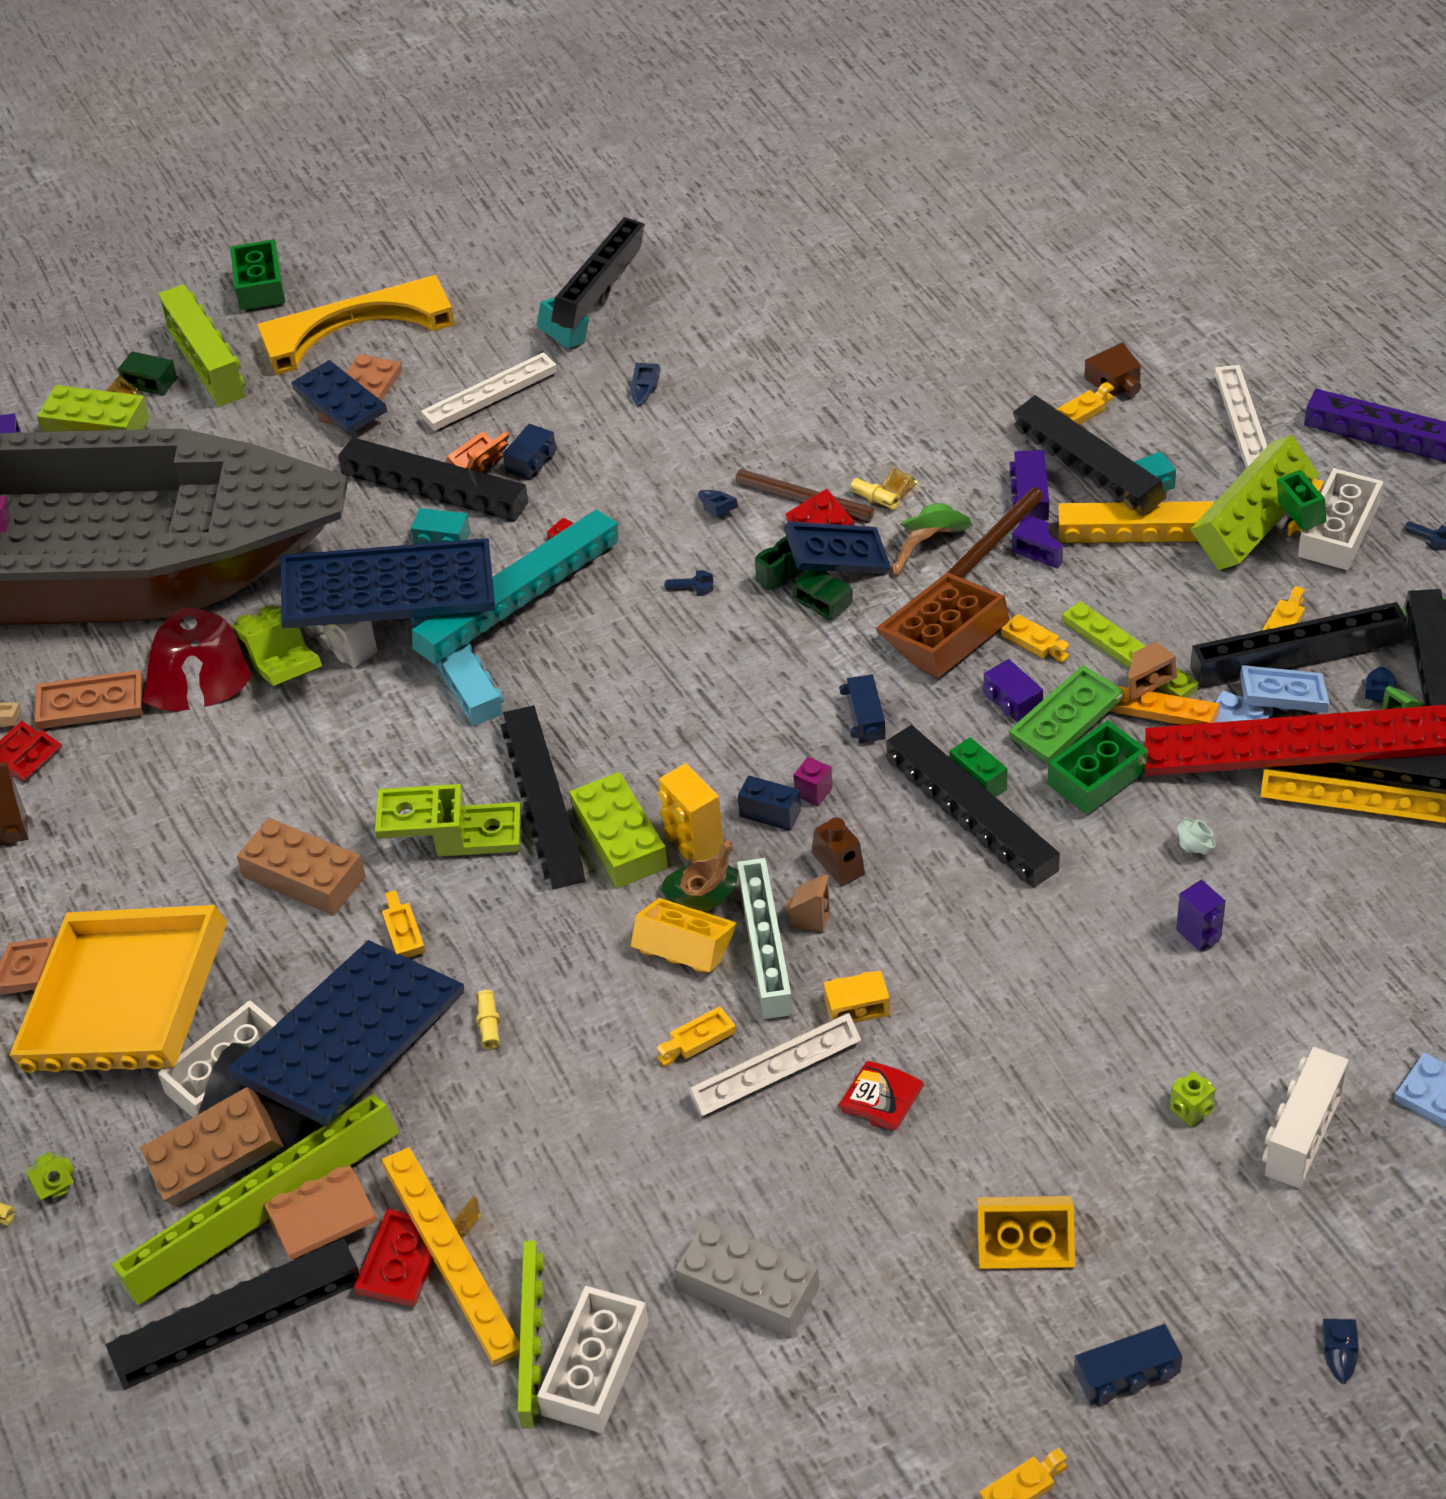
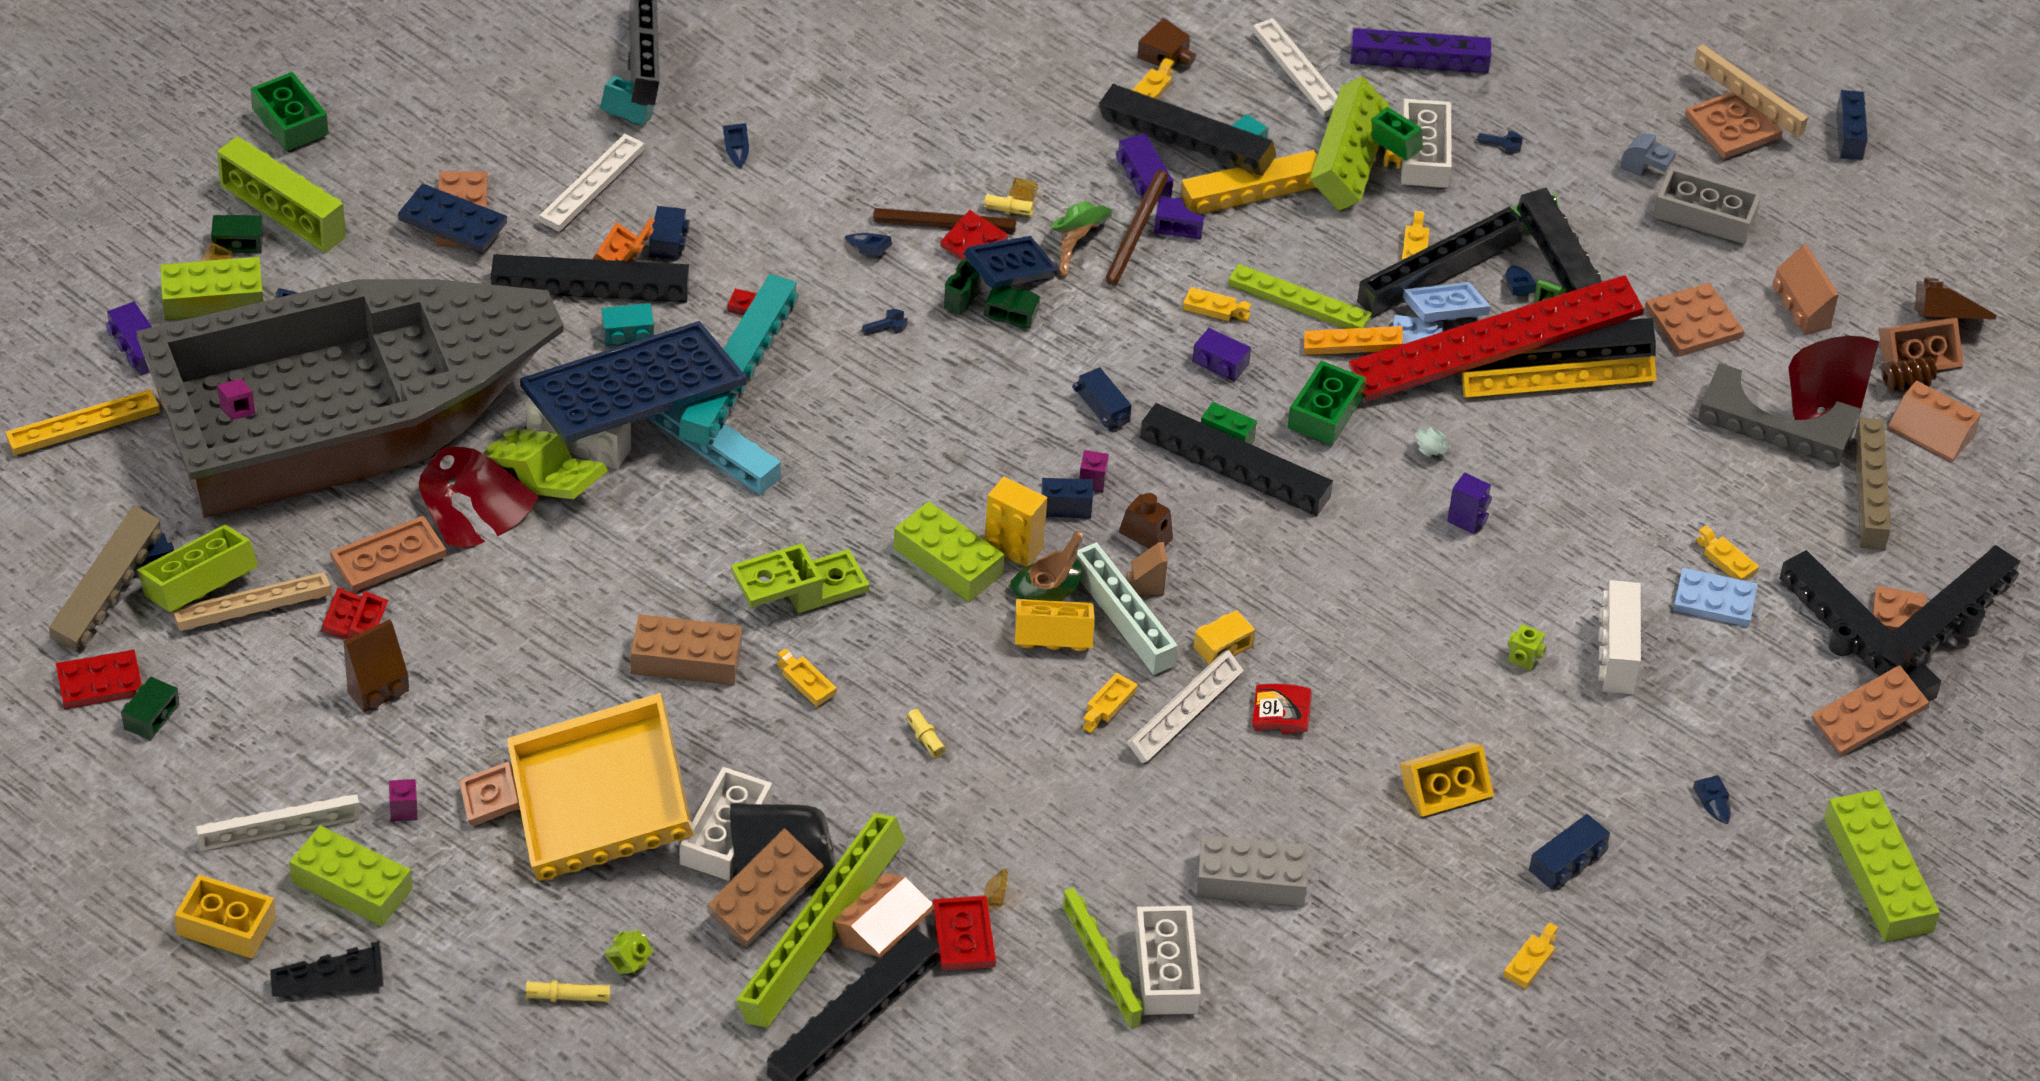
camera: 30 degrees left, 0 degrees up
(293, 335) = (468, 106): yellow arch -> none
(345, 1032) = (822, 769): dark blue plate -> none
(451, 1256) = (1007, 918): yellow plate -> none
(543, 797) = (865, 539): black brick -> none
(945, 623) = (1135, 308): dark orange slope -> none
(1066, 714) = (1277, 364): bright green plate -> none
(1150, 669) = (1334, 309): medium nougat slope -> none

